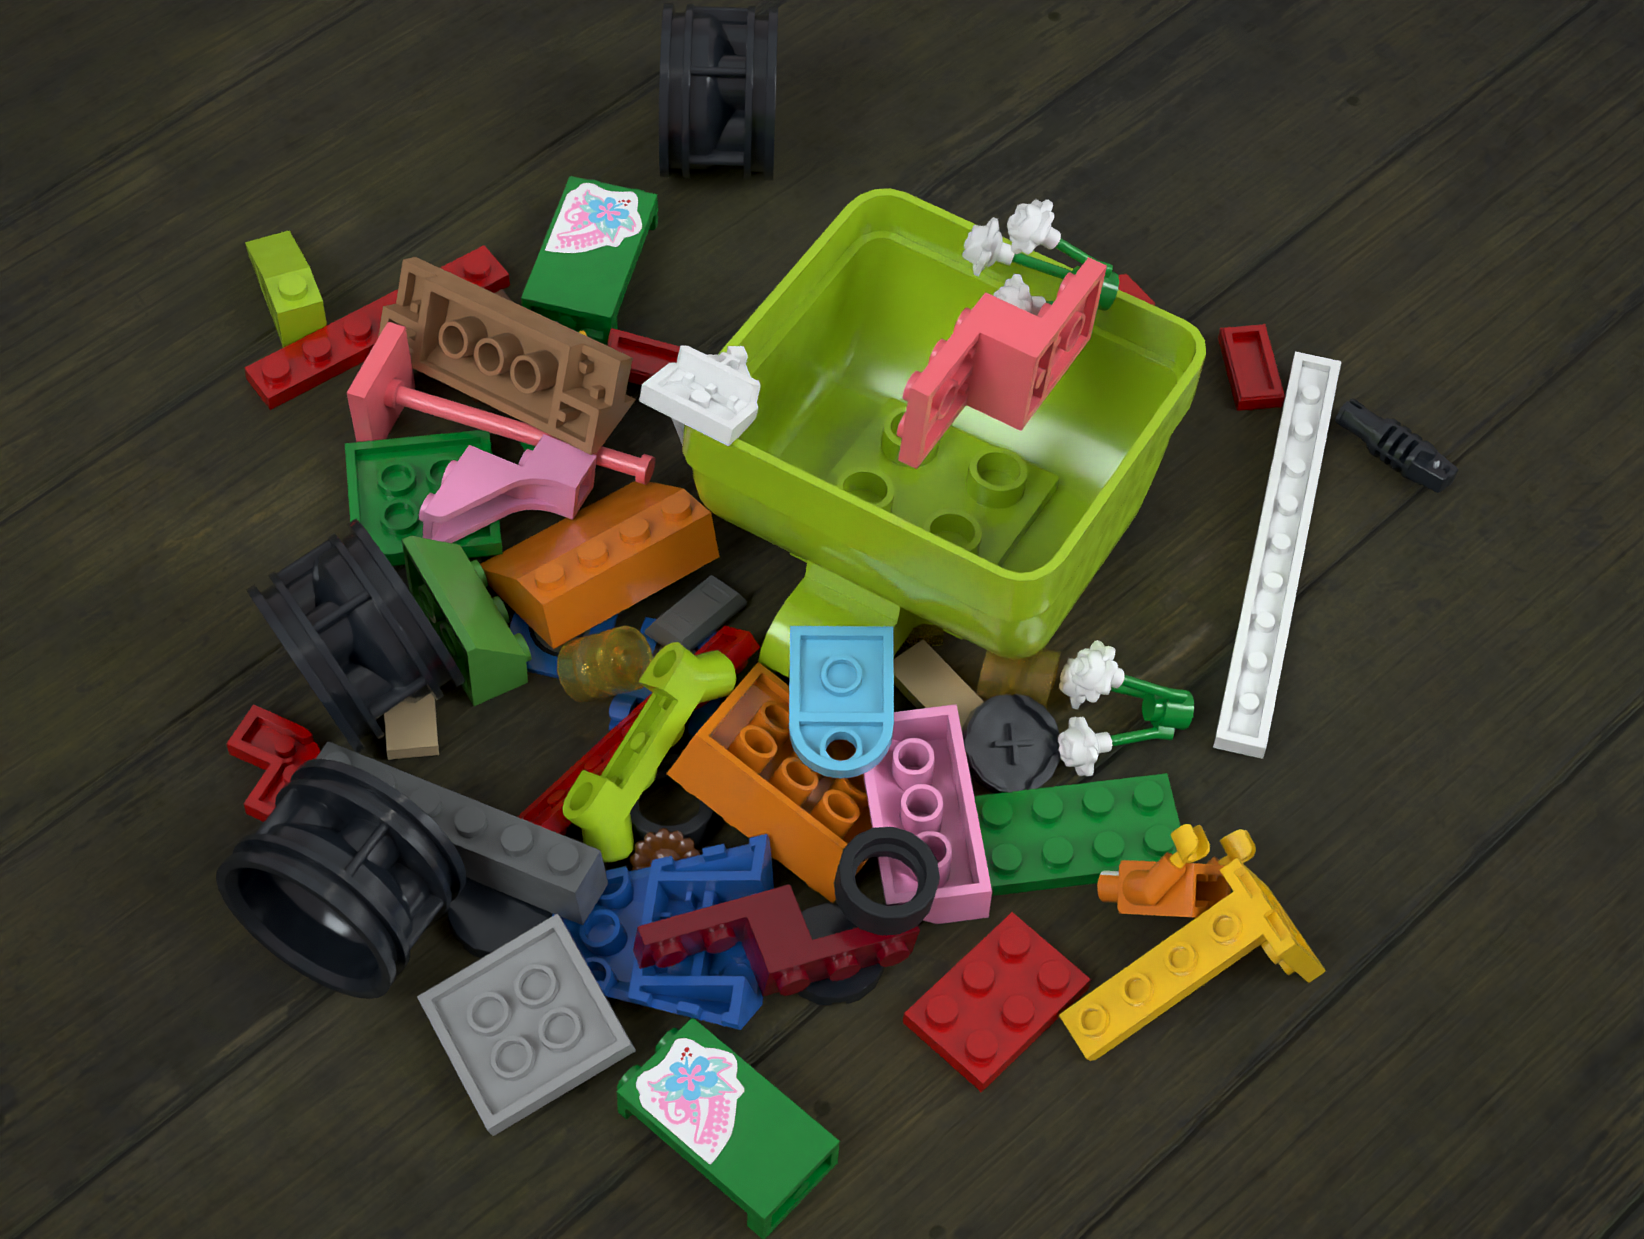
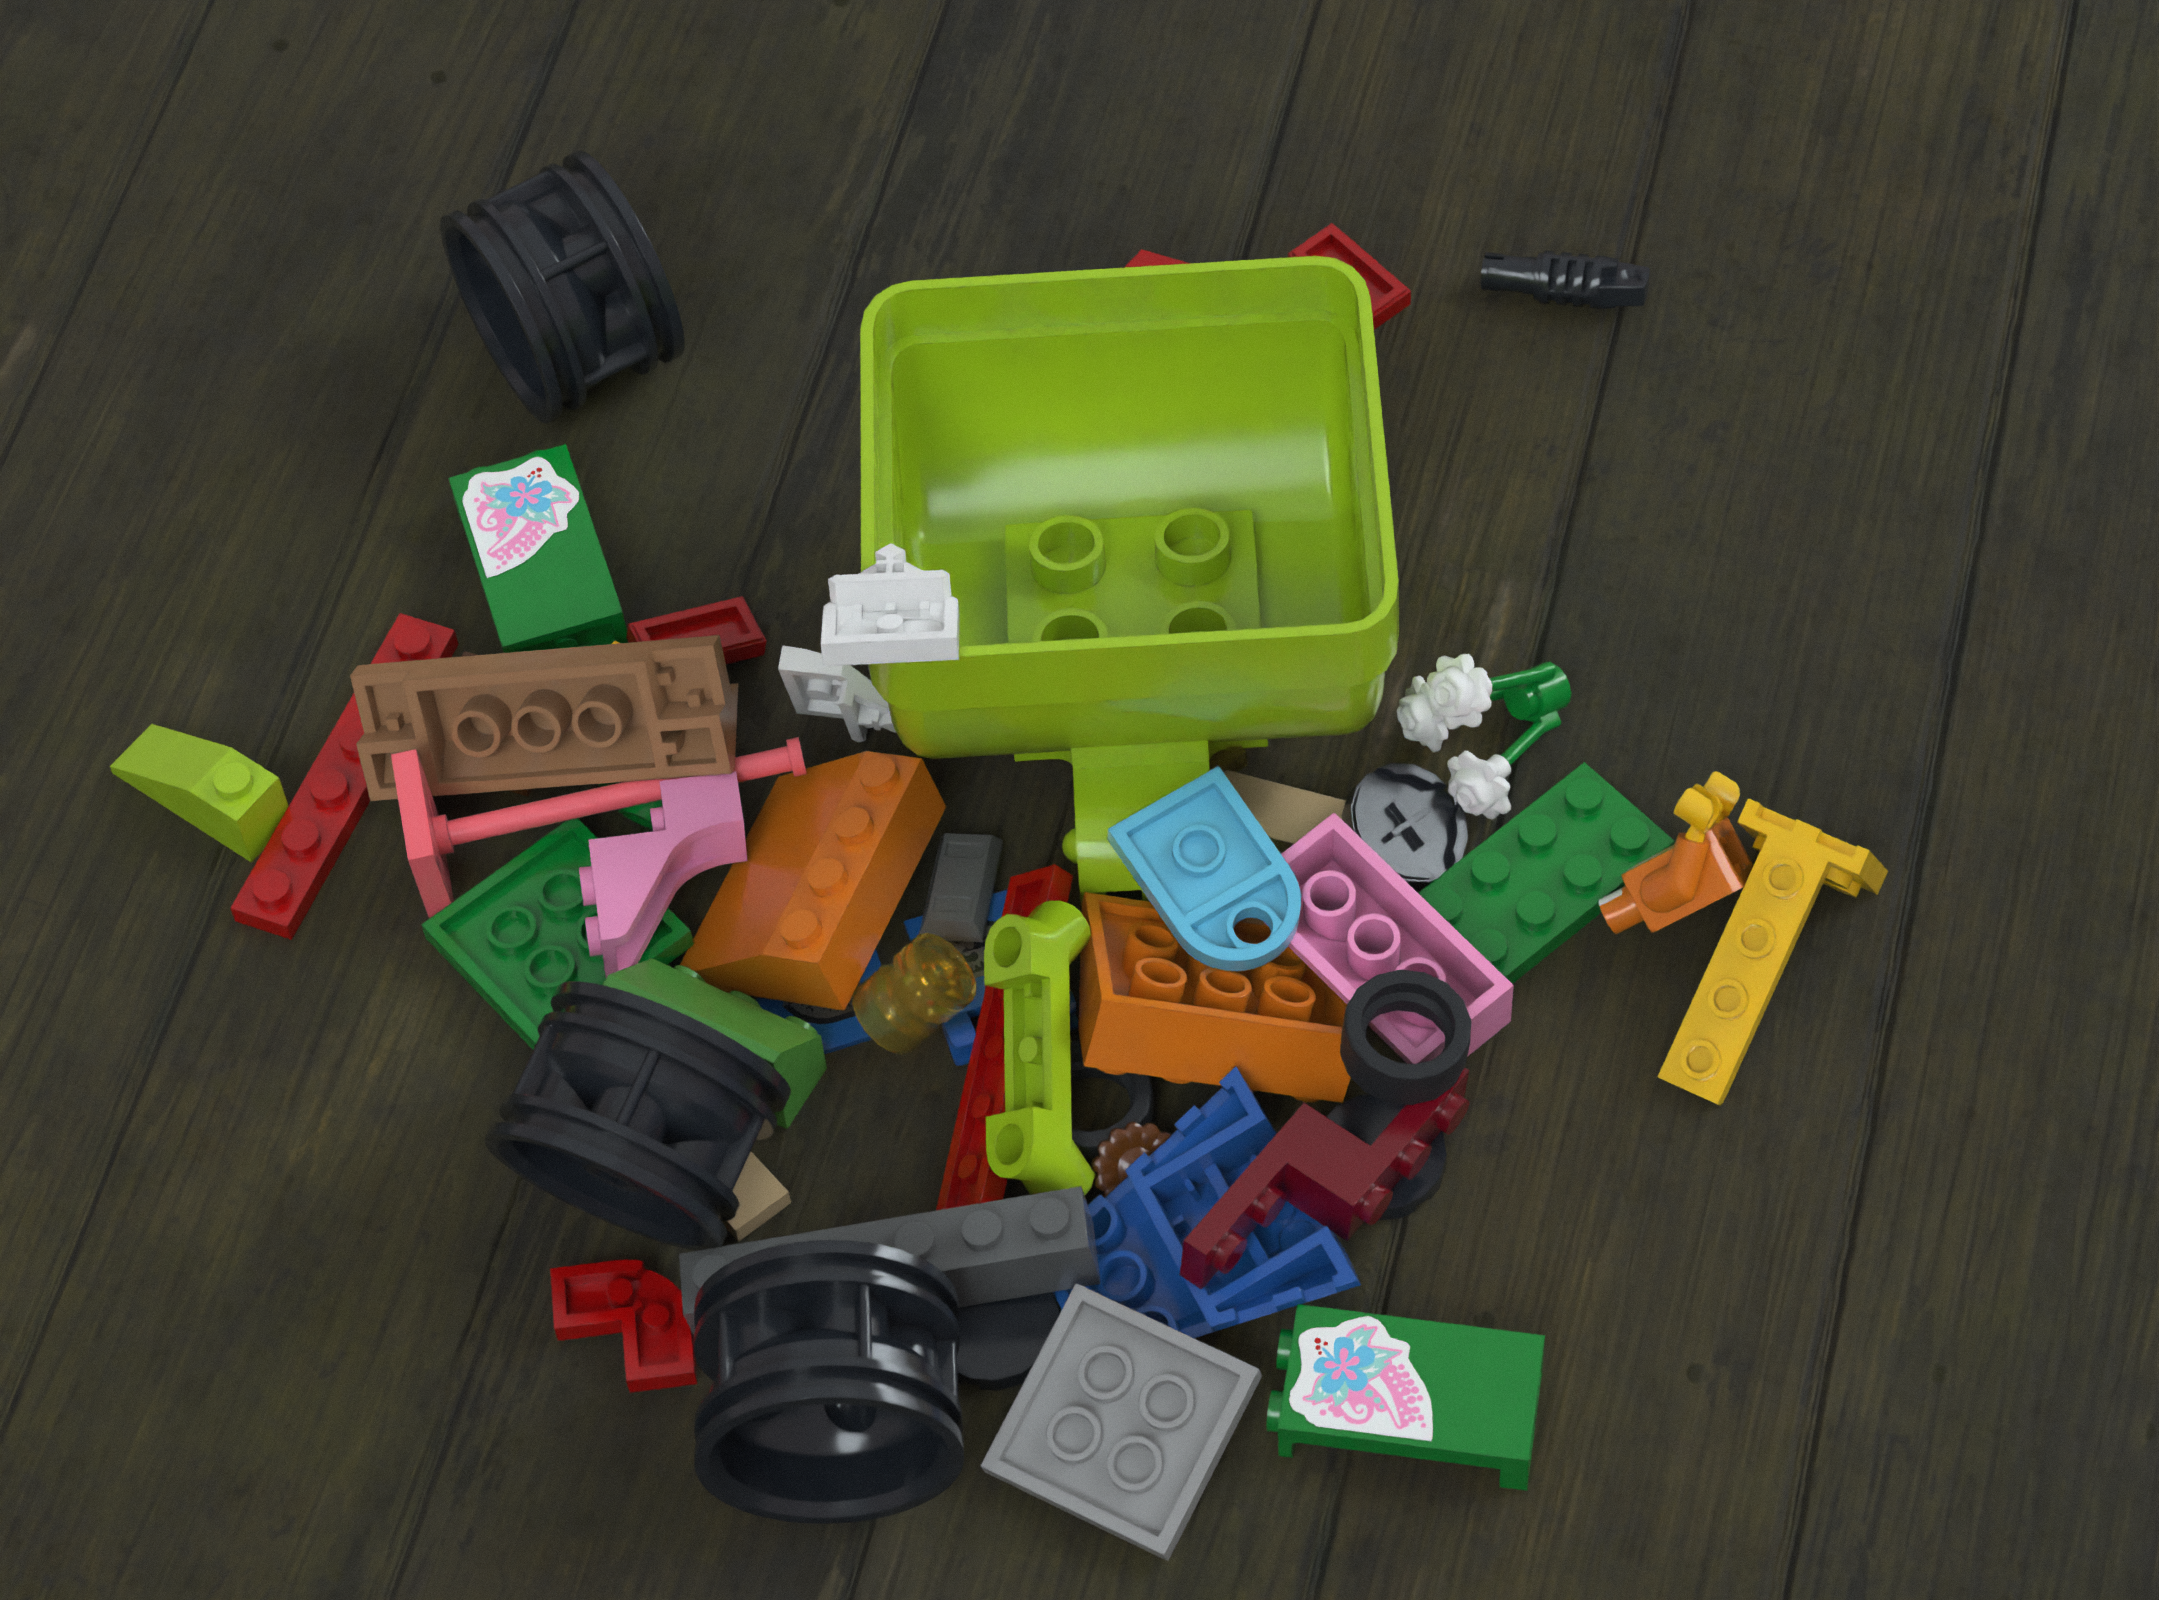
camera: 25 degrees left, 0 degrees up
(996, 1001) = (1583, 1102): red plate -> none
(999, 362) = (1183, 405): coral bracket -> none
(1026, 676) = (1344, 760): clear yellow wheel -> none
(1027, 230) = (1115, 240): white plant -> none
(1277, 557) = (1528, 465): white plate -> none

